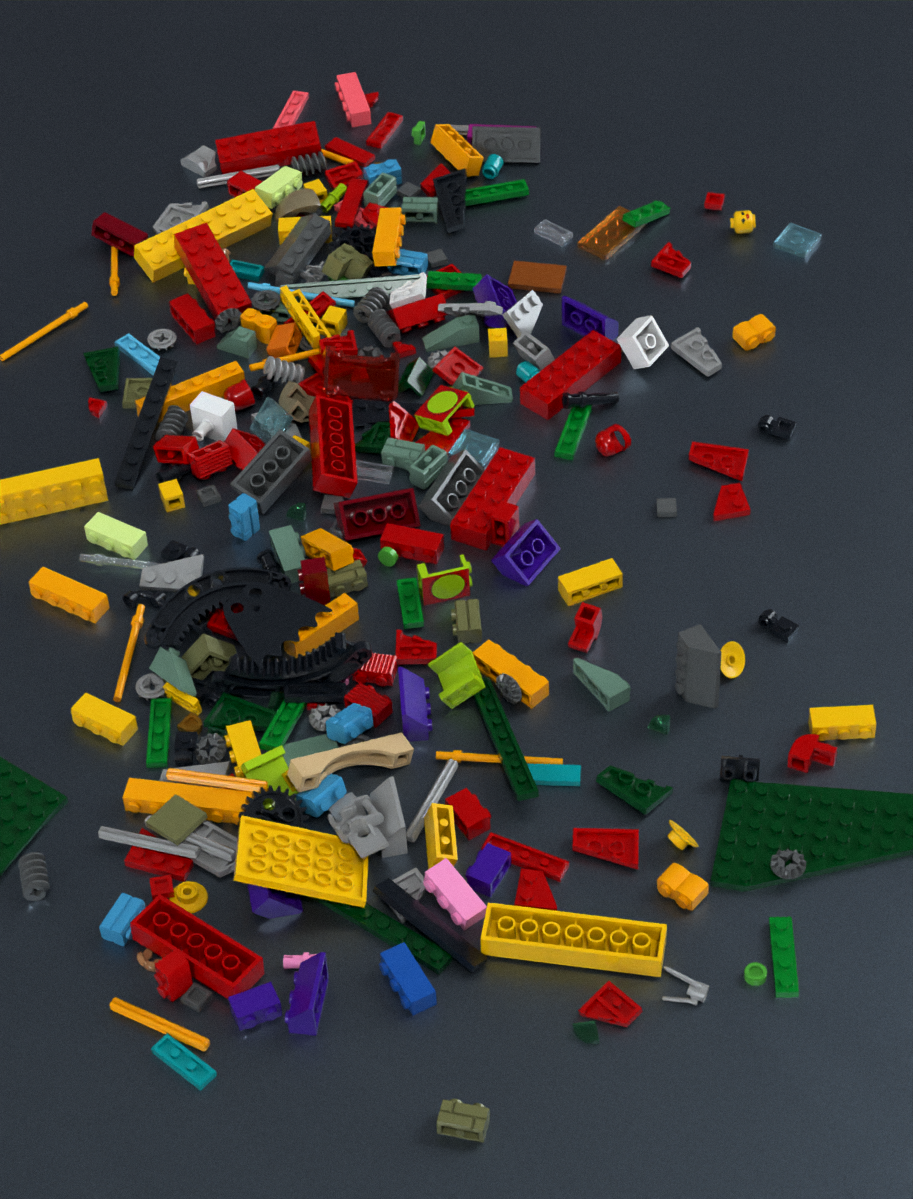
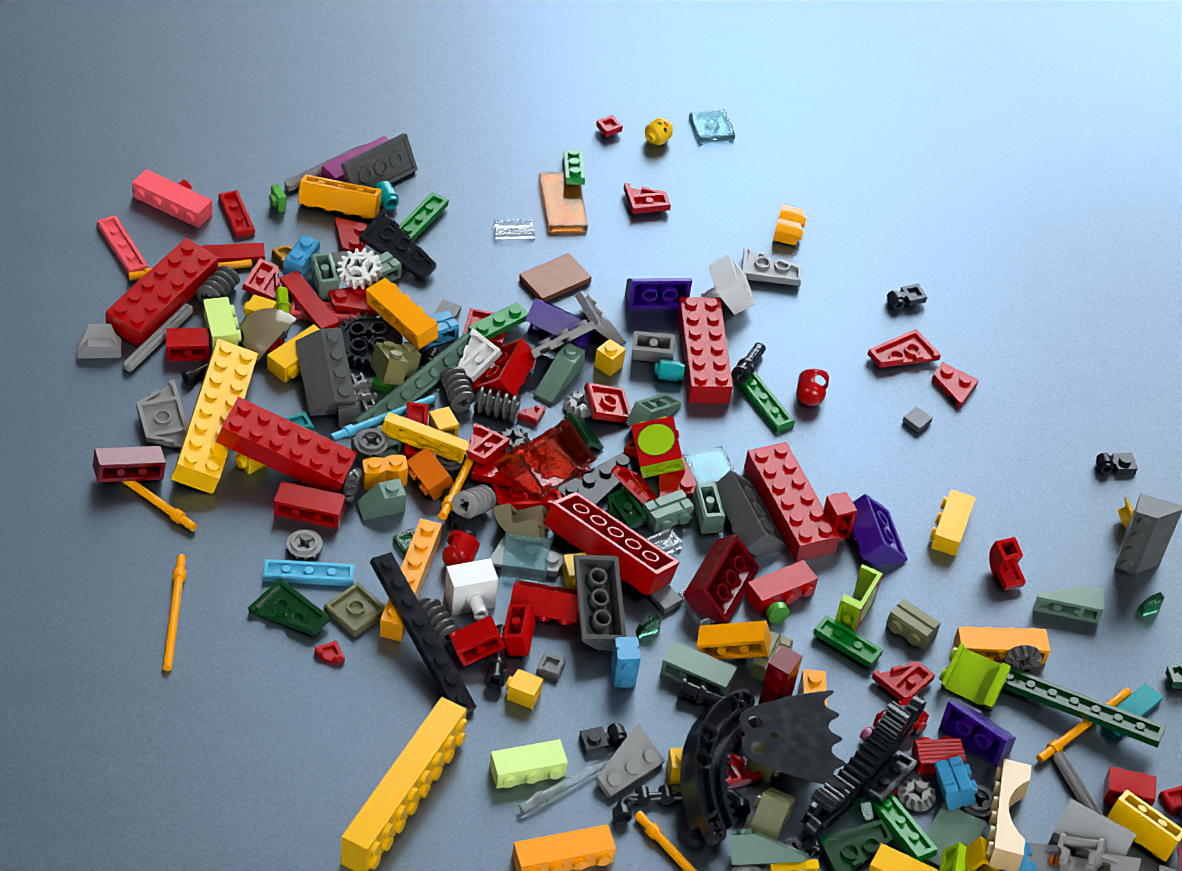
camera: 55 degrees left, 0 degrees up
(399, 195) = (359, 268): none -> white gear

